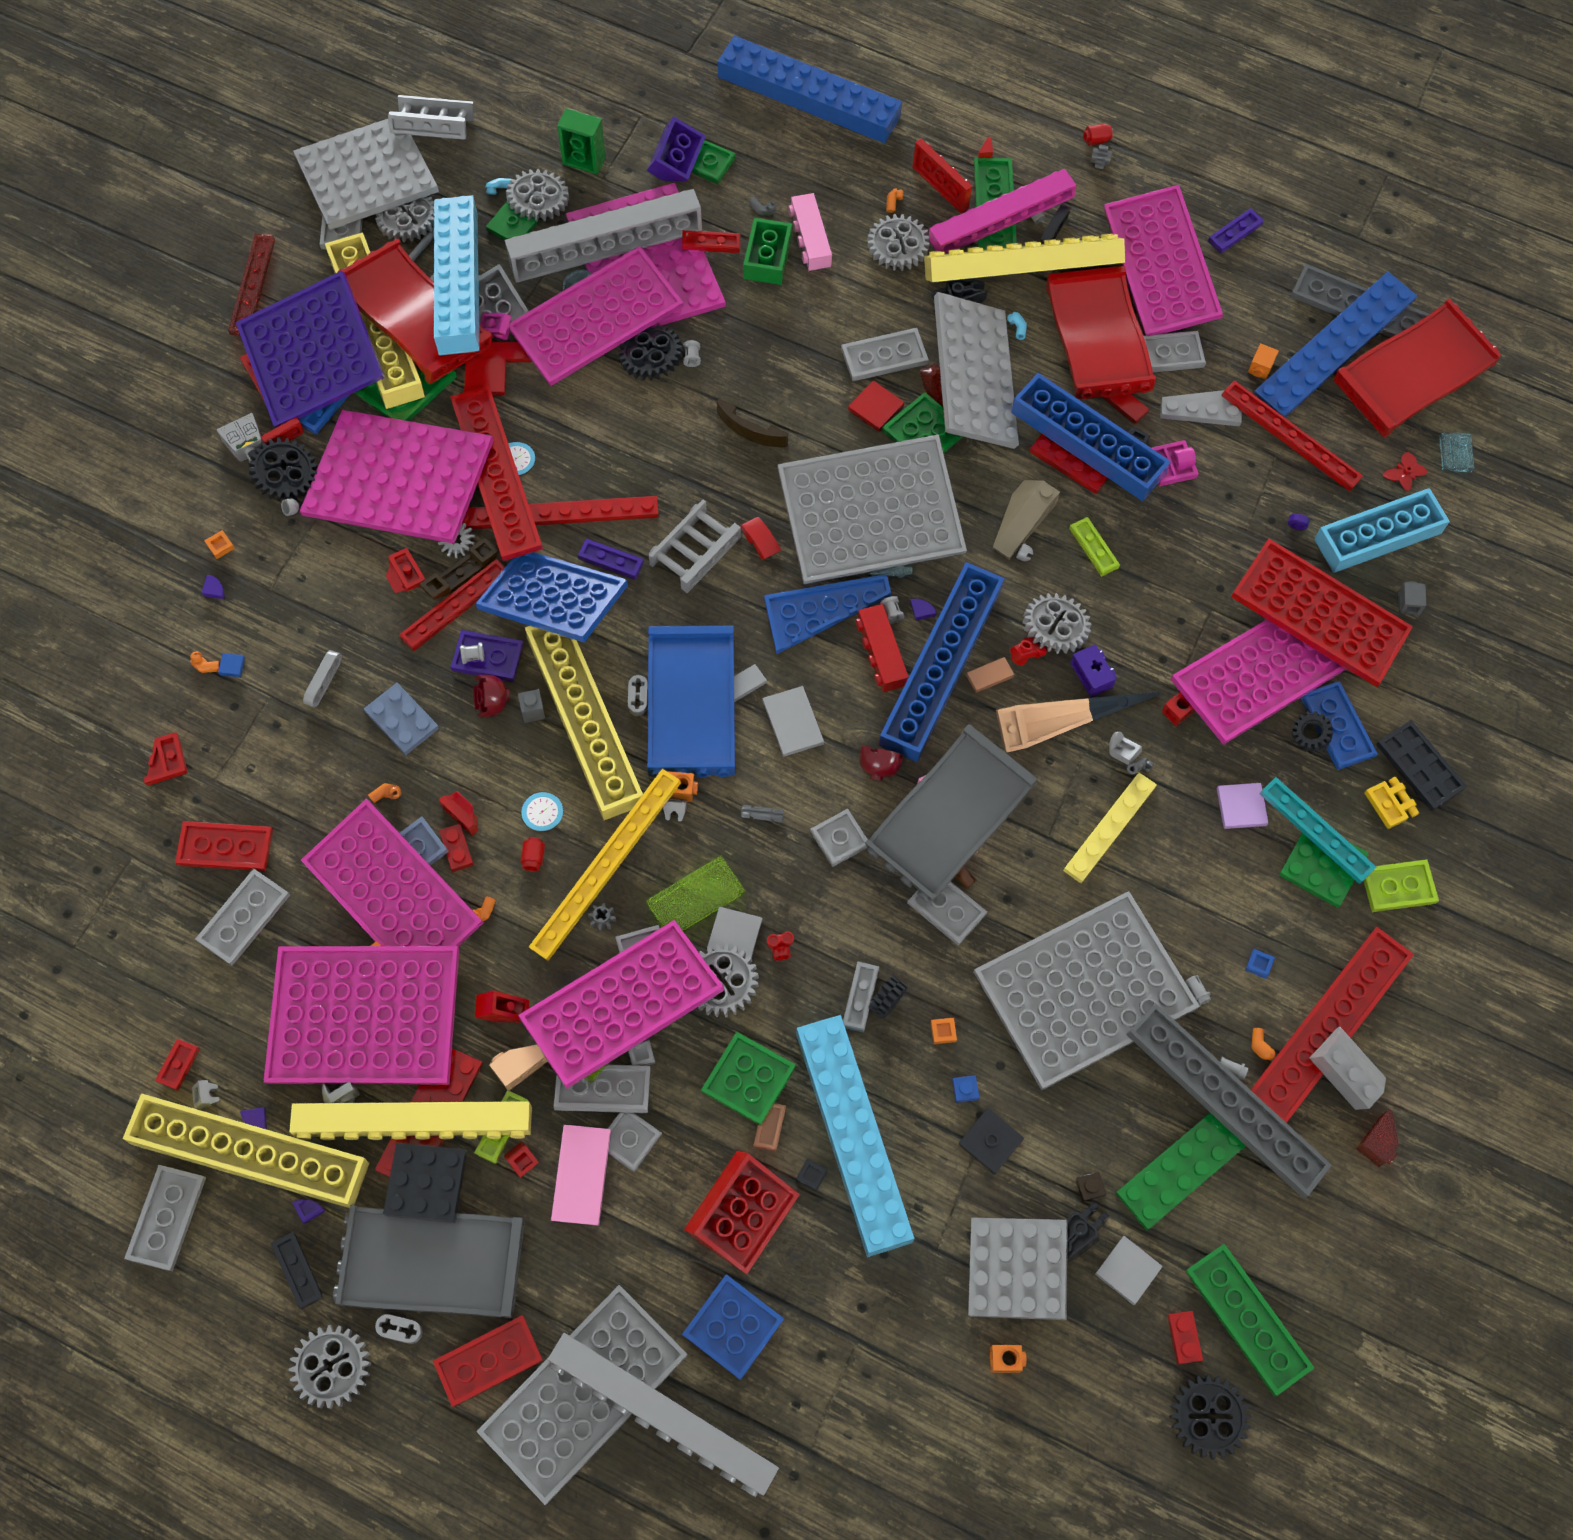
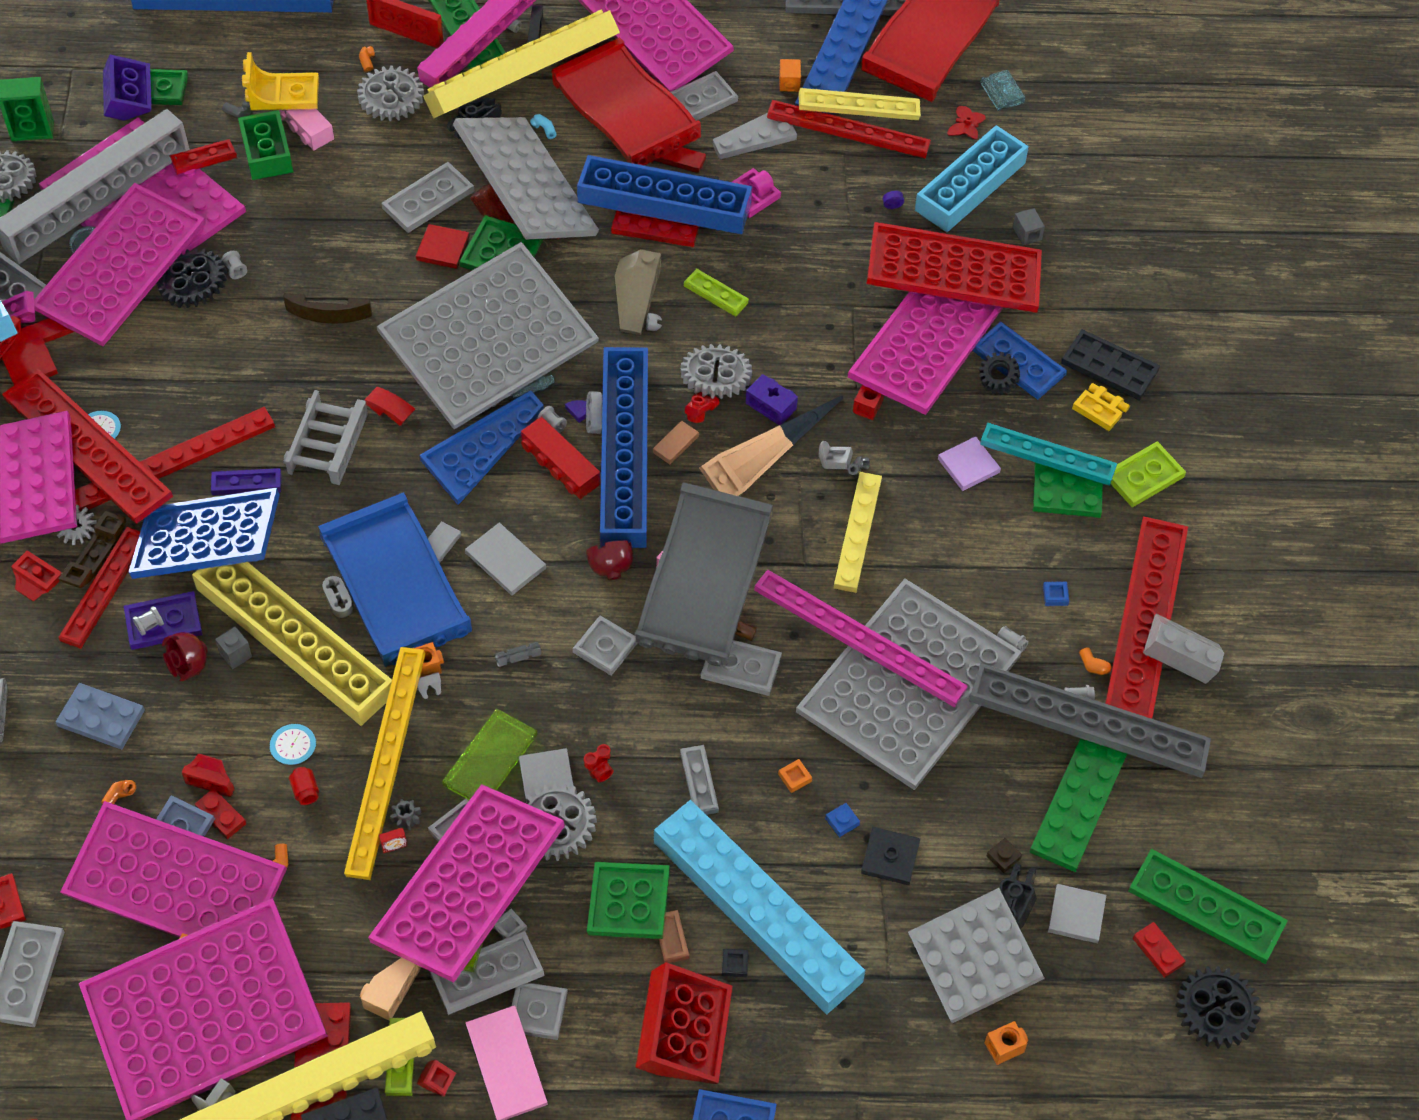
camera: 25 degrees left, 10 degrees down
(500, 1007) = (343, 942): red slope -> none
(581, 935) = (393, 840): none -> red tile
(799, 204) = (279, 90): none -> yellow bracket
(888, 997) = (727, 765): black tyre -> none
(930, 618) = (594, 412): none -> light grey beam
(1061, 932) = (861, 638): none -> dark pink plate
(1312, 415) = (859, 104): none -> light yellow plate
(1380, 1140) = (1243, 698): clear red slope -> none

